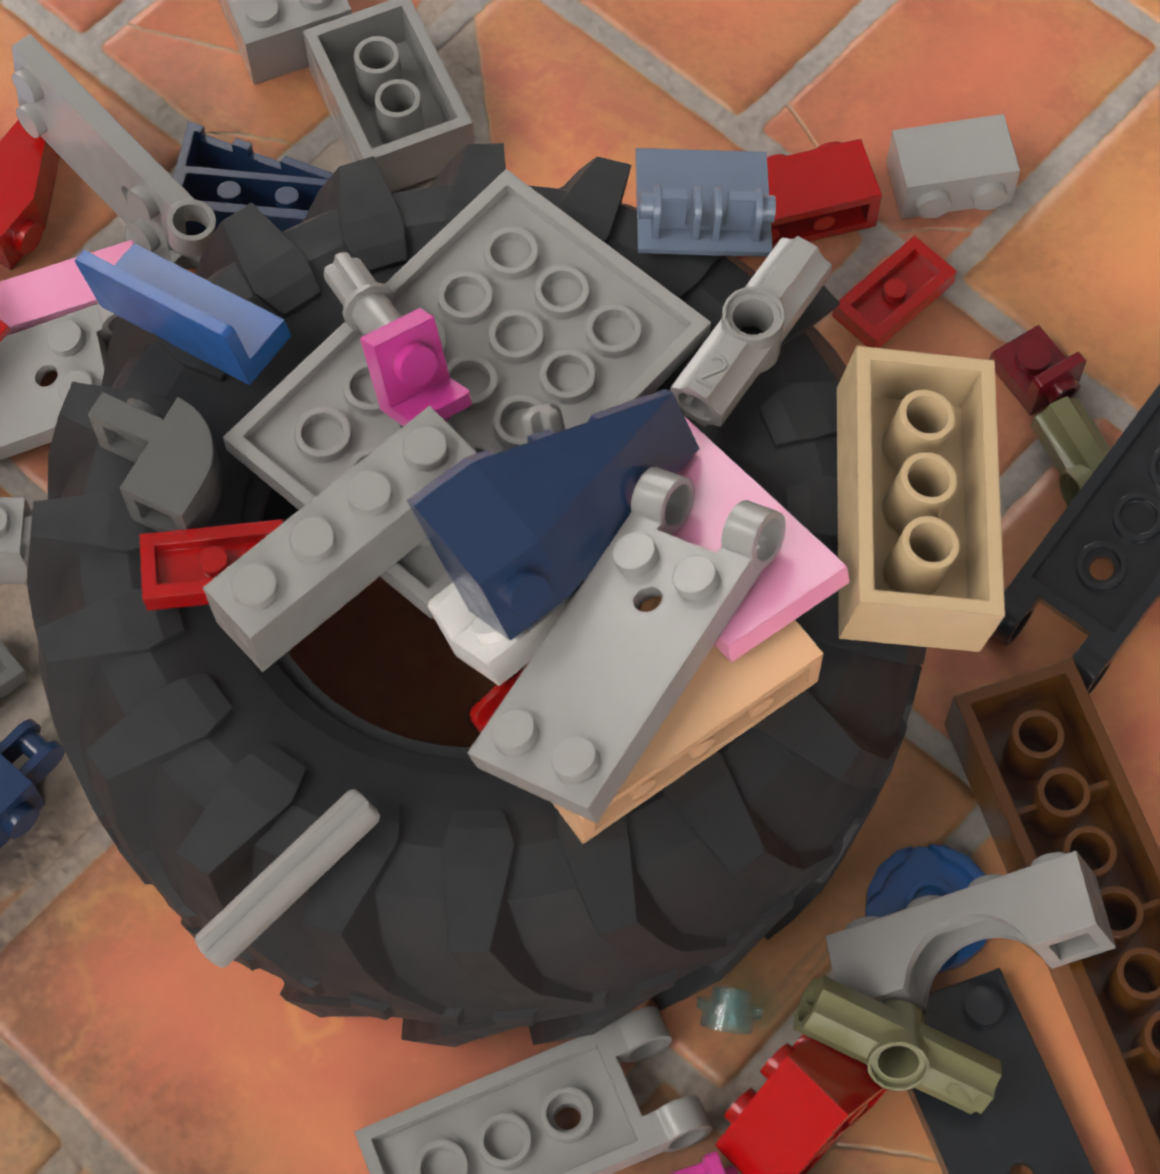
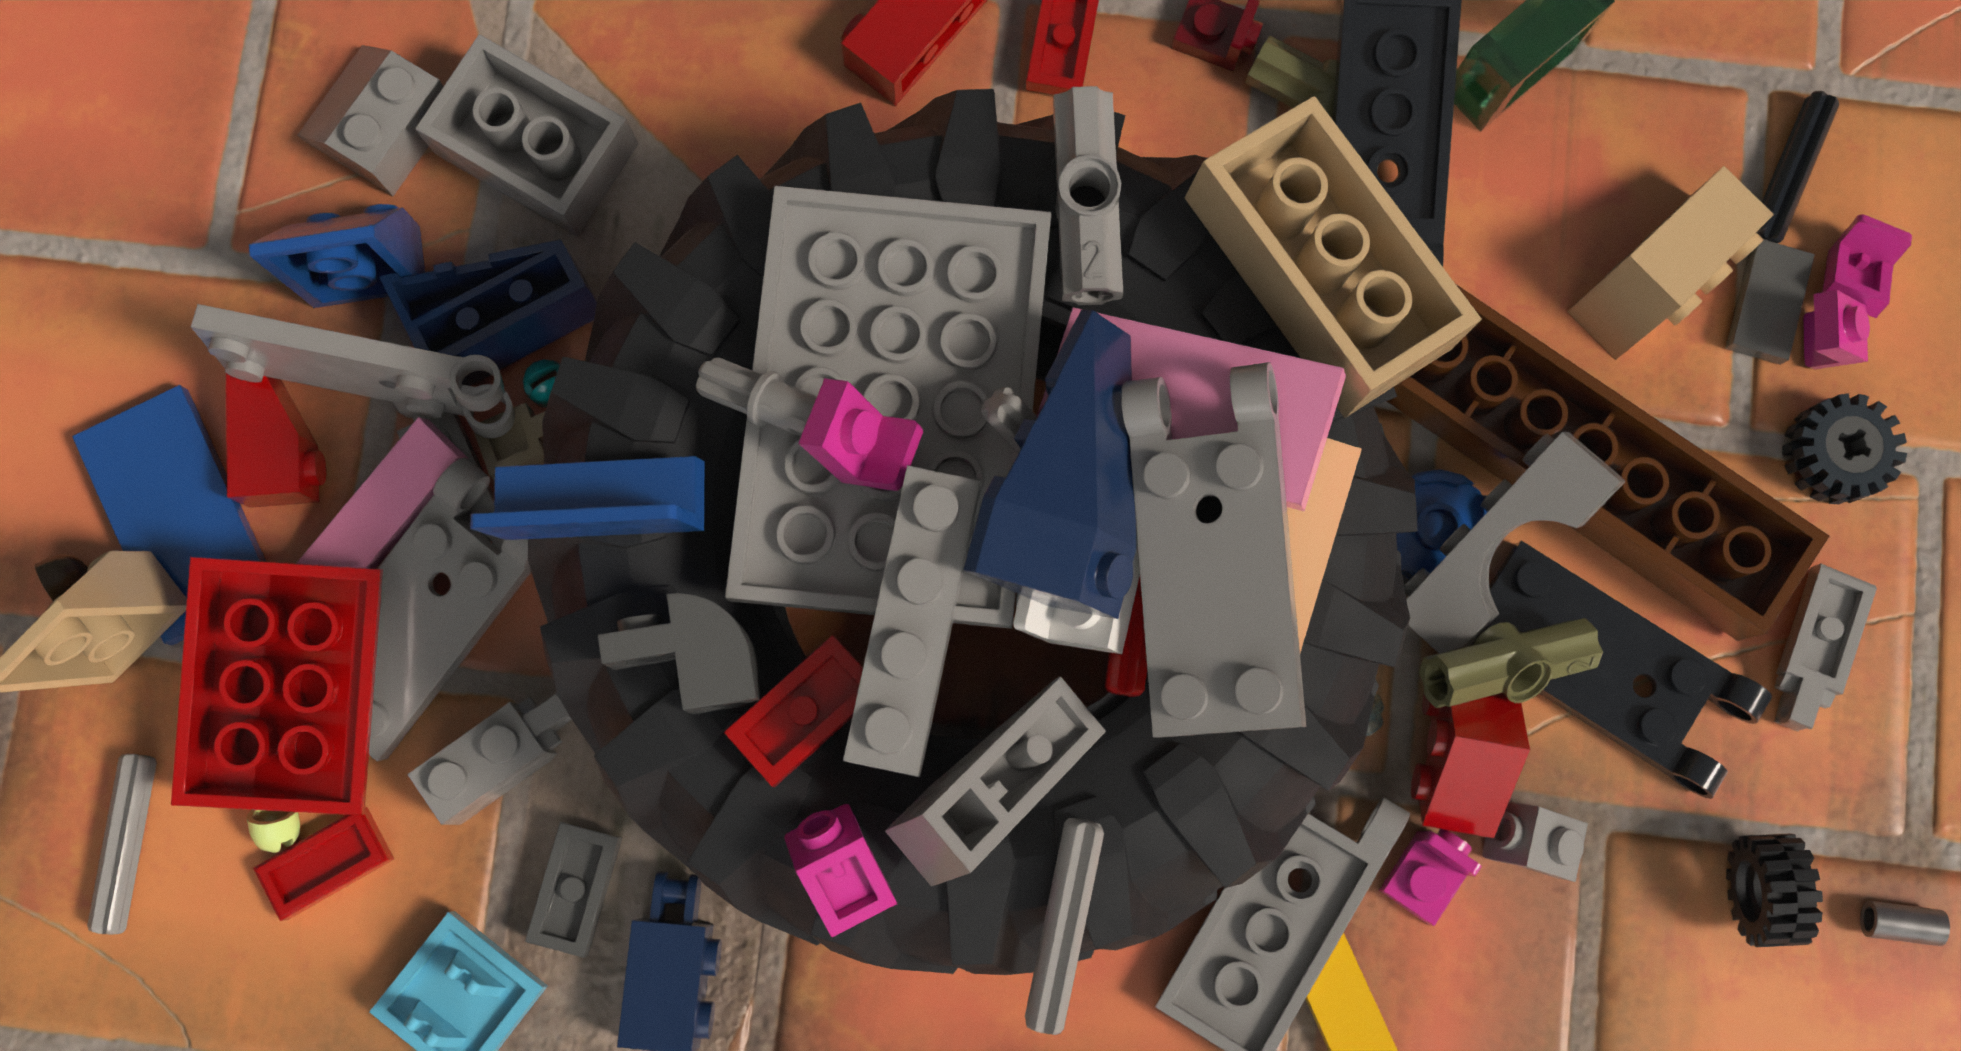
camera: 40 degrees left, 15 degrees up
(142, 703) = (838, 869): none -> dark pink bracket
(168, 87) = (342, 257): none -> blue slope
(319, 718) = (995, 785): none -> light grey slope
(703, 202) = (953, 99): sand blue hinge -> none

